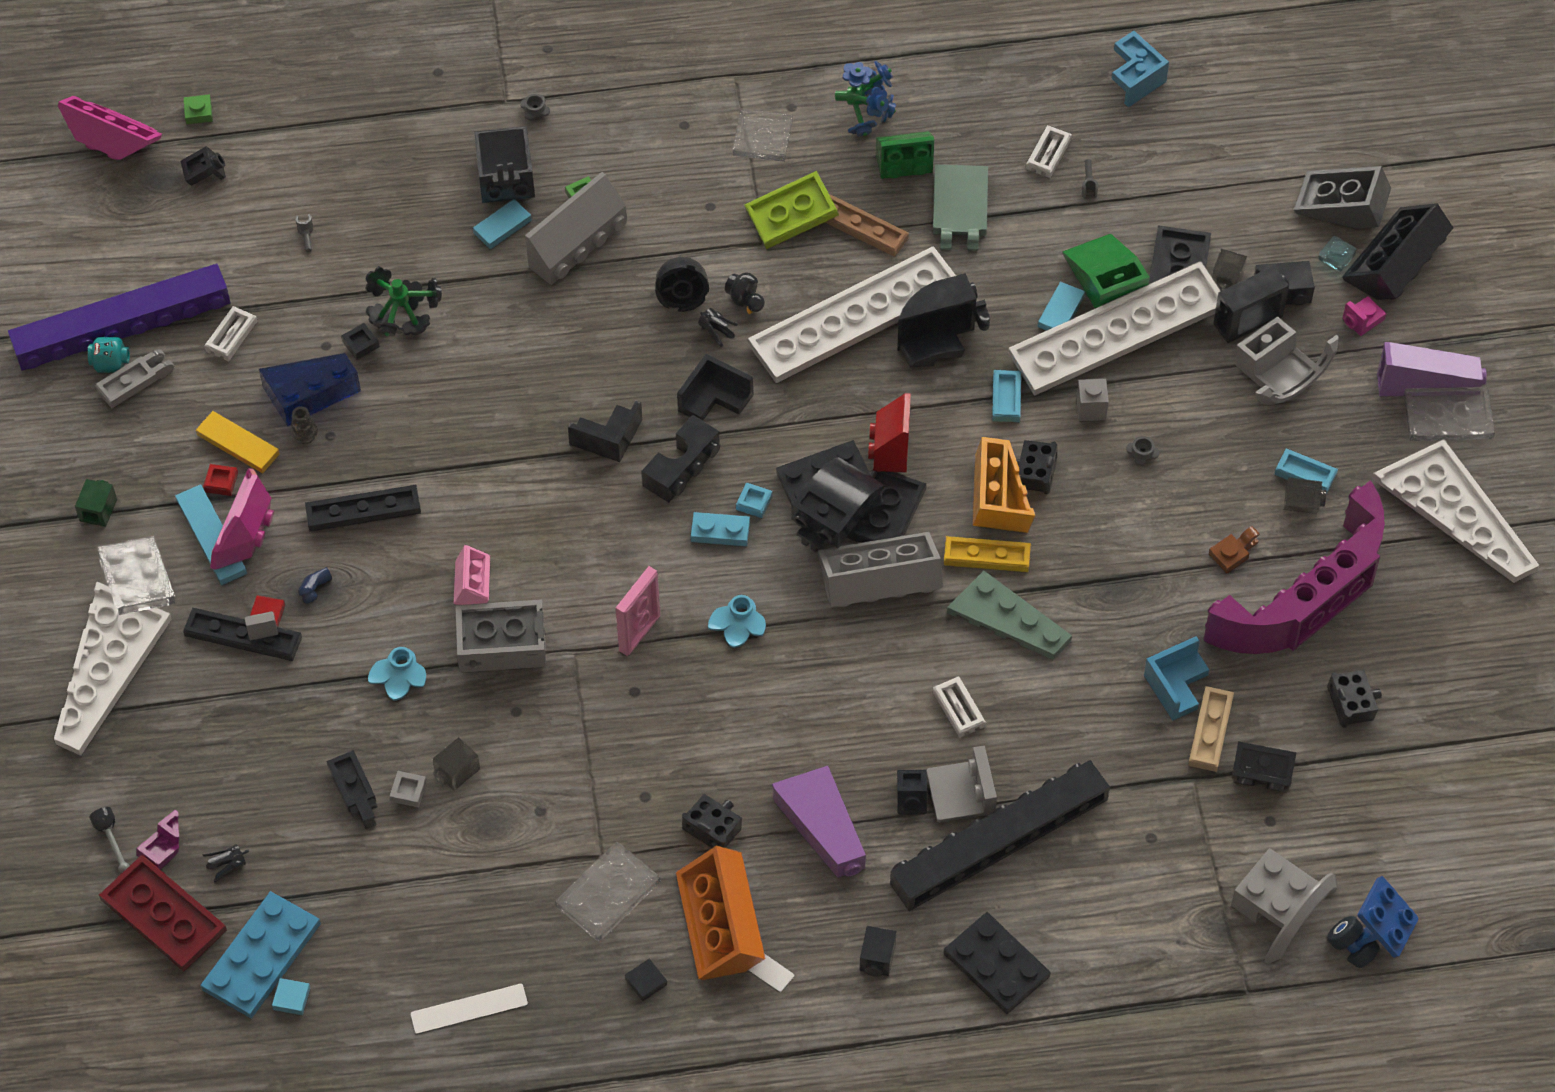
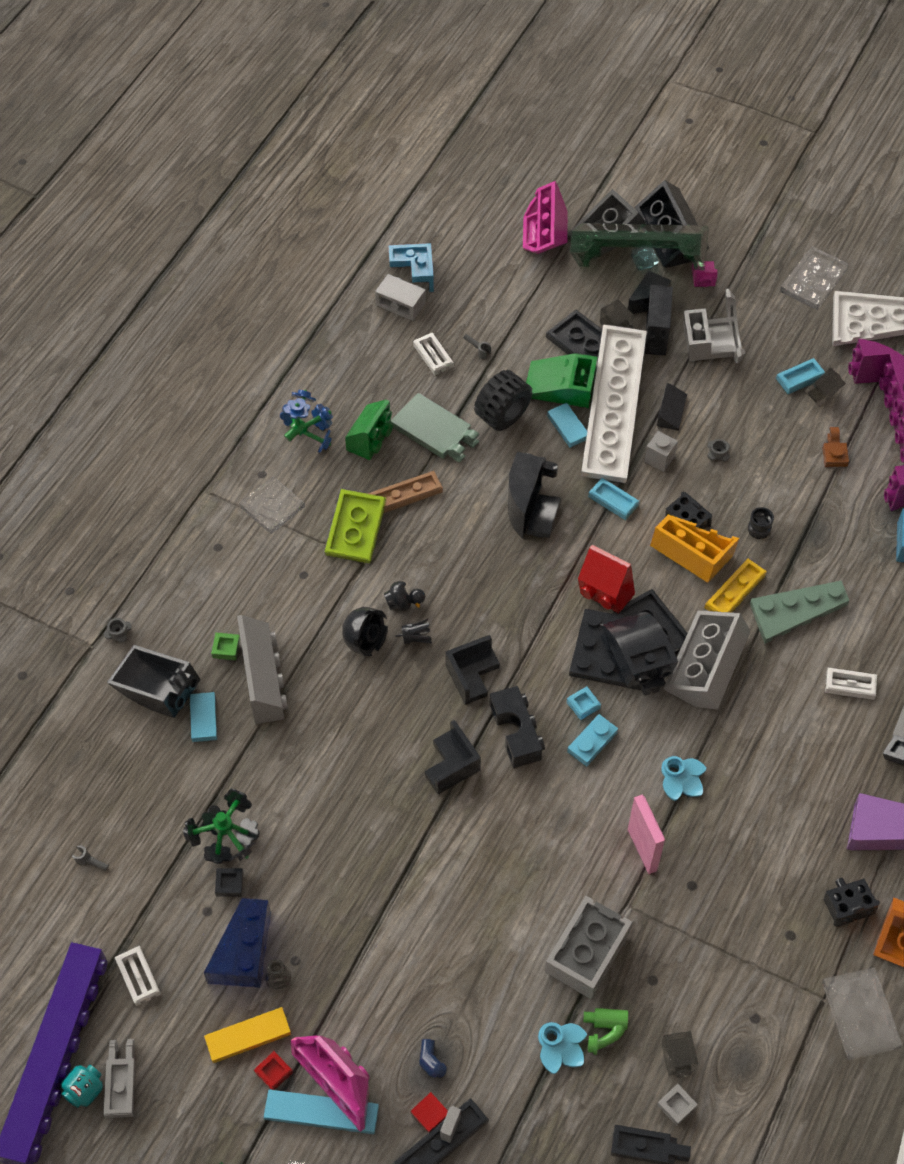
camera: 55 degrees left, 0 degrees up
(362, 508) = (387, 977): black plate -> none
(452, 699) = (606, 1018): none -> bright green plant
(471, 577) = (520, 936): bright pink slope -> none
(845, 316) = (476, 545): white plate -> none
(1028, 232) = (503, 400): none -> black tyre
(1080, 530) = (760, 523): none -> black wheel
(1089, 82) = (400, 297): none -> light grey brick
(1160, 381) = (672, 408): none -> black slope
(1298, 143) = (545, 220): none -> dark pink wedge
(1354, 258) = (590, 237): none -> clear green windscreen
(1420, 367) = (777, 267): medium lavender slope -> none

